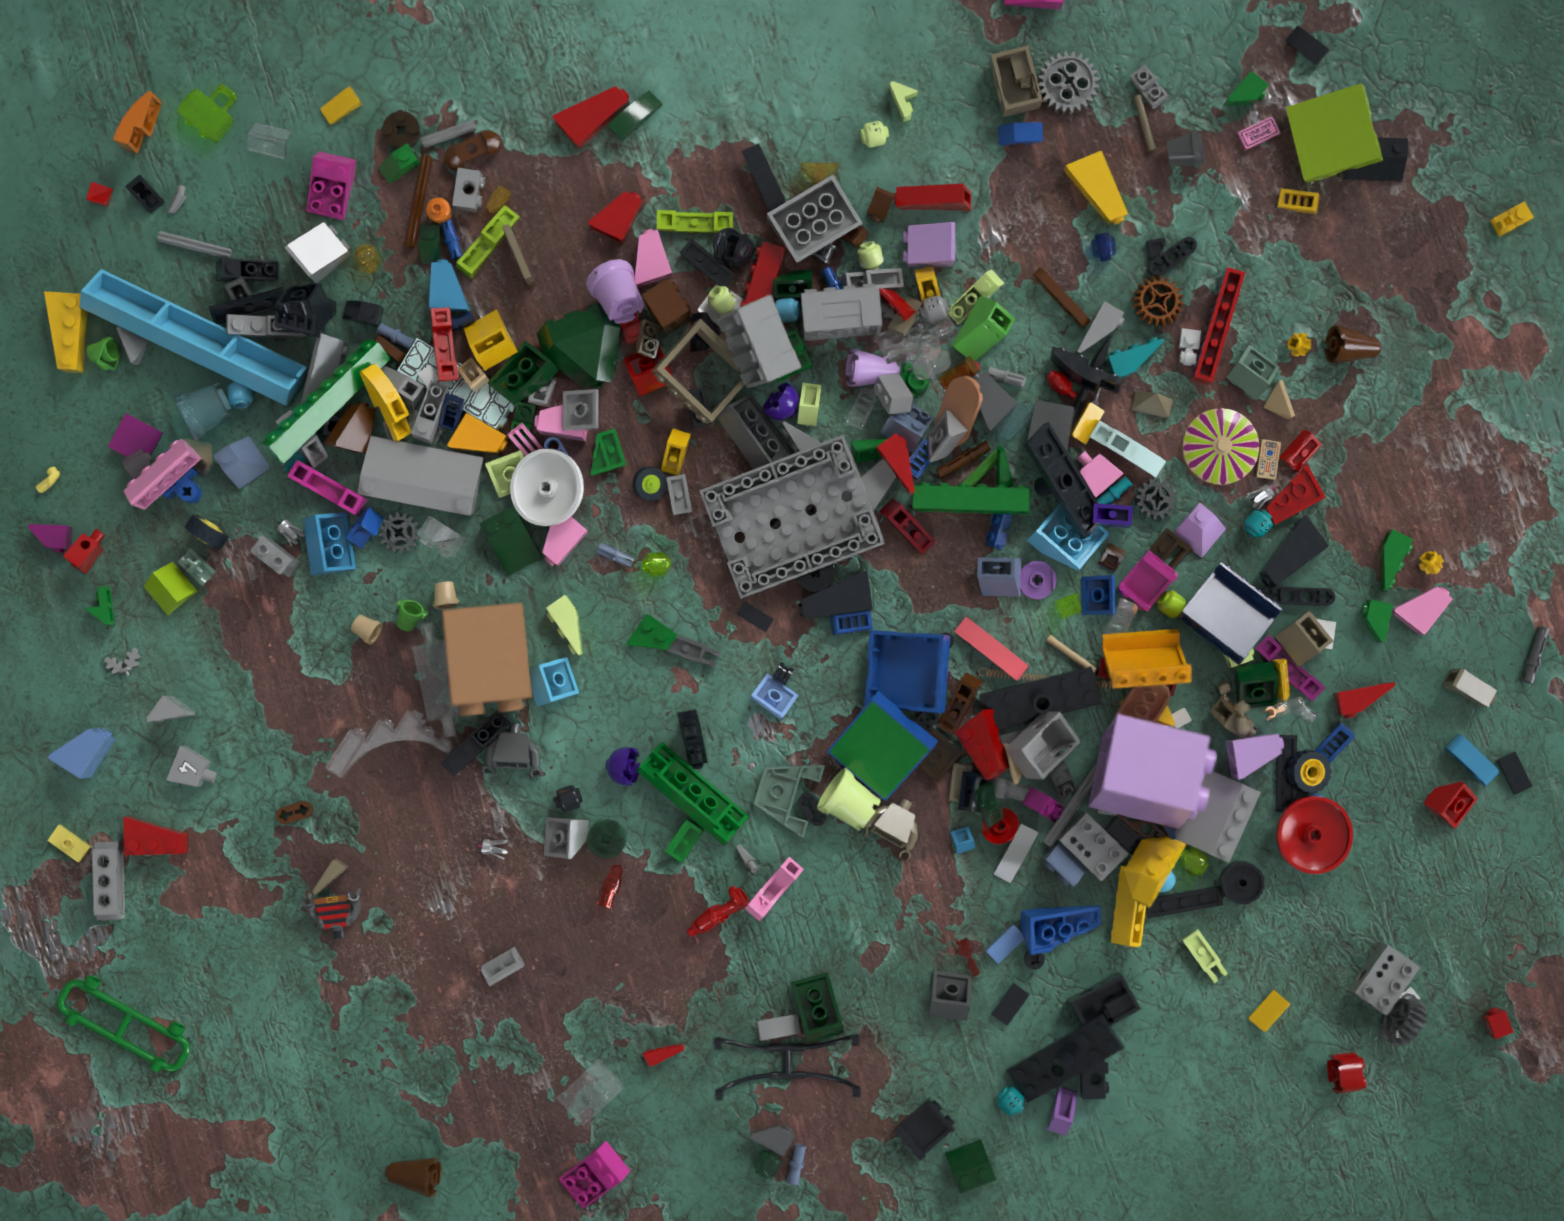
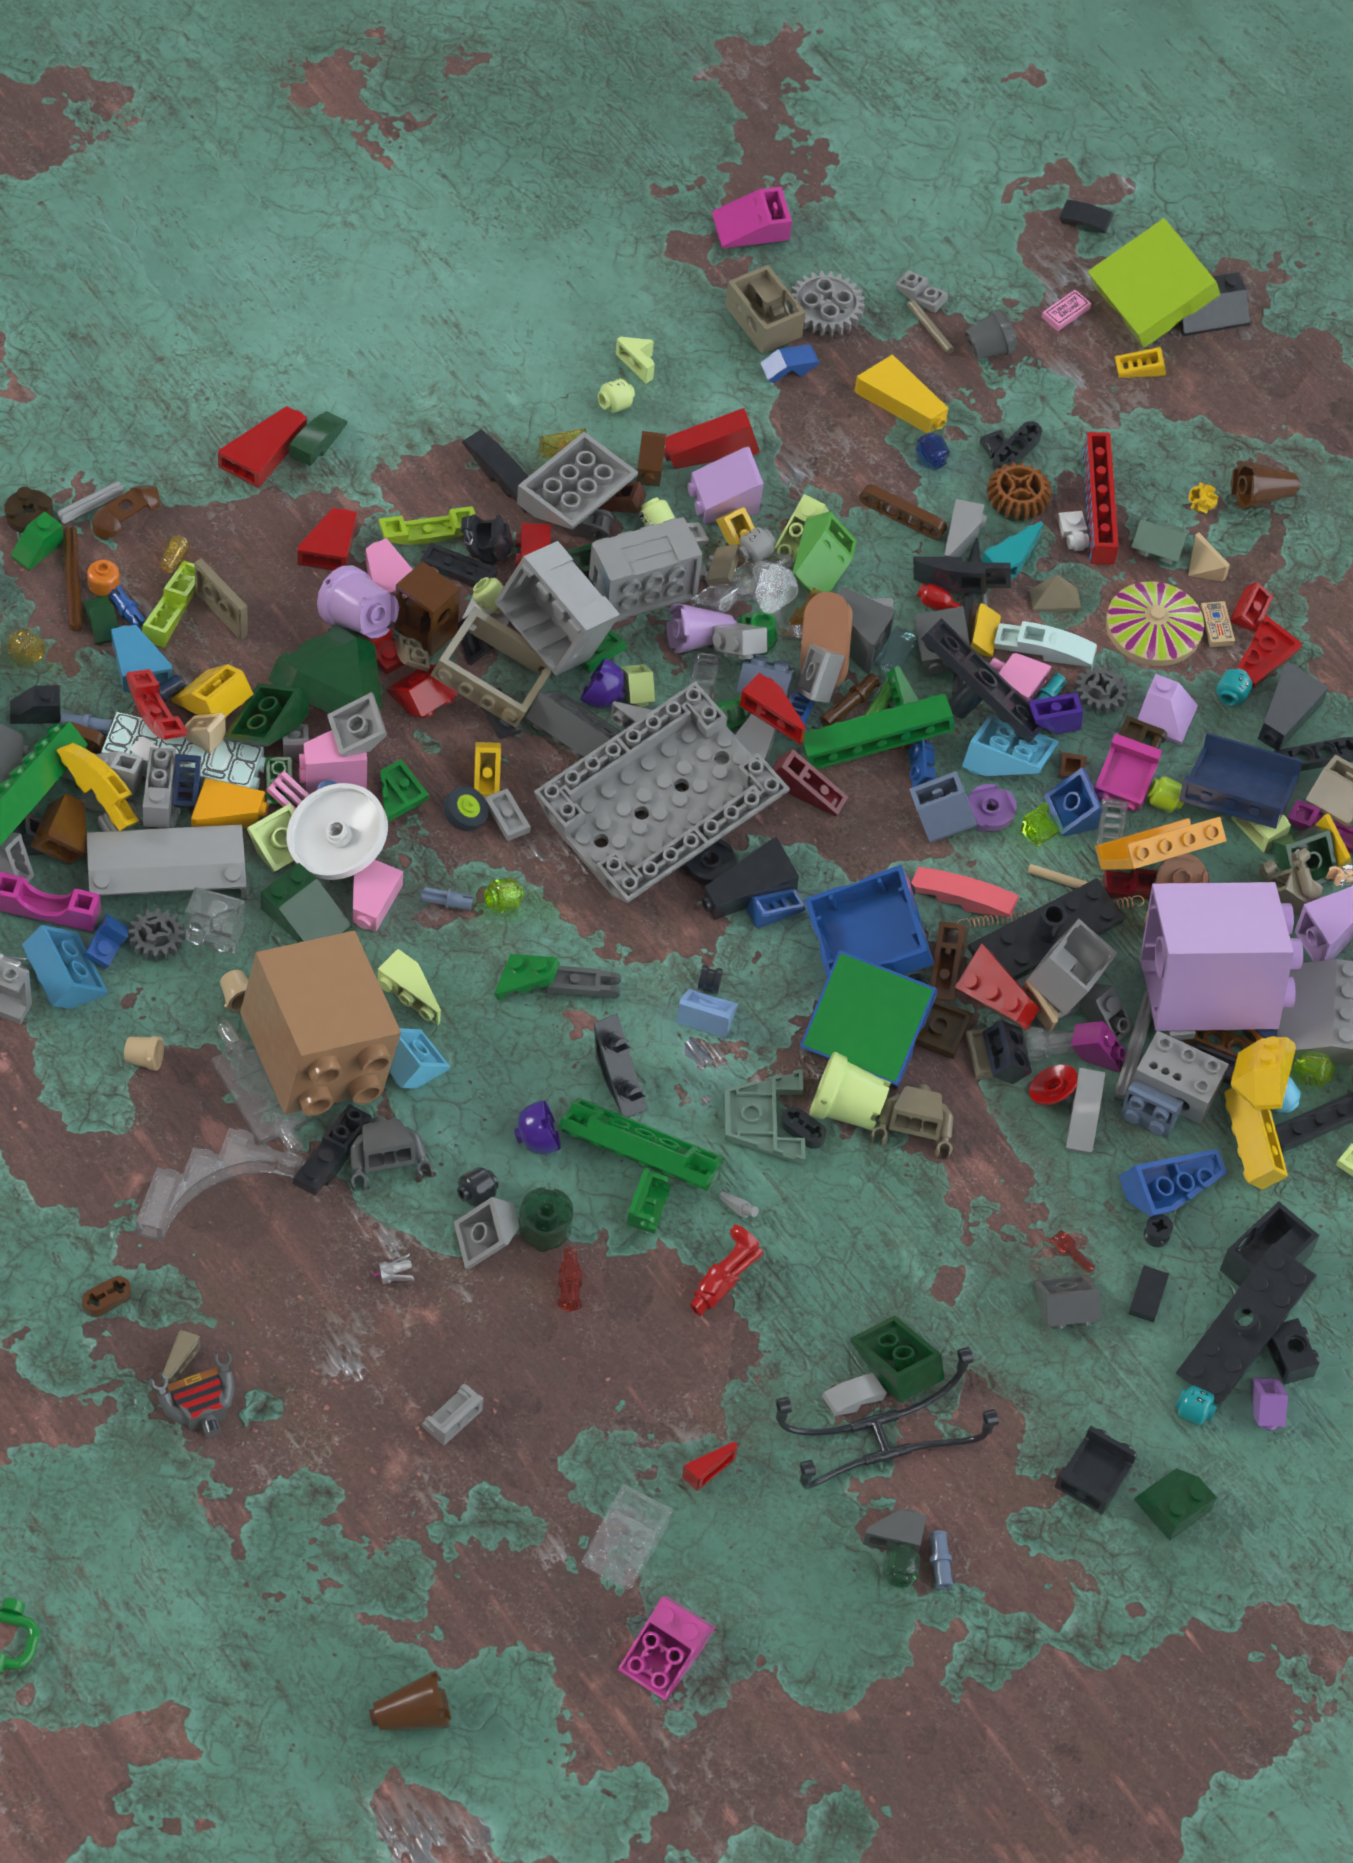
camera: 25 degrees left, 30 degrees down
(409, 614) = (198, 1021): bright green piece -> none
(464, 179) = (133, 551): light grey brick -> none
(755, 616) = (650, 930): black sticker -> none
(774, 888) = (790, 1222): bright pink arch -> none
(897, 303) = (715, 554): red slope -> none
(963, 839) = (1012, 1118): dark azure slope -> none
(989, 806) = (1034, 1063): clear green slope -> none
(1005, 943) = (1113, 1223): medium blue slope -> none
(1248, 91) = (1037, 271): green slope -> none
(1263, 494) = (1228, 655): flat silver piece -> none

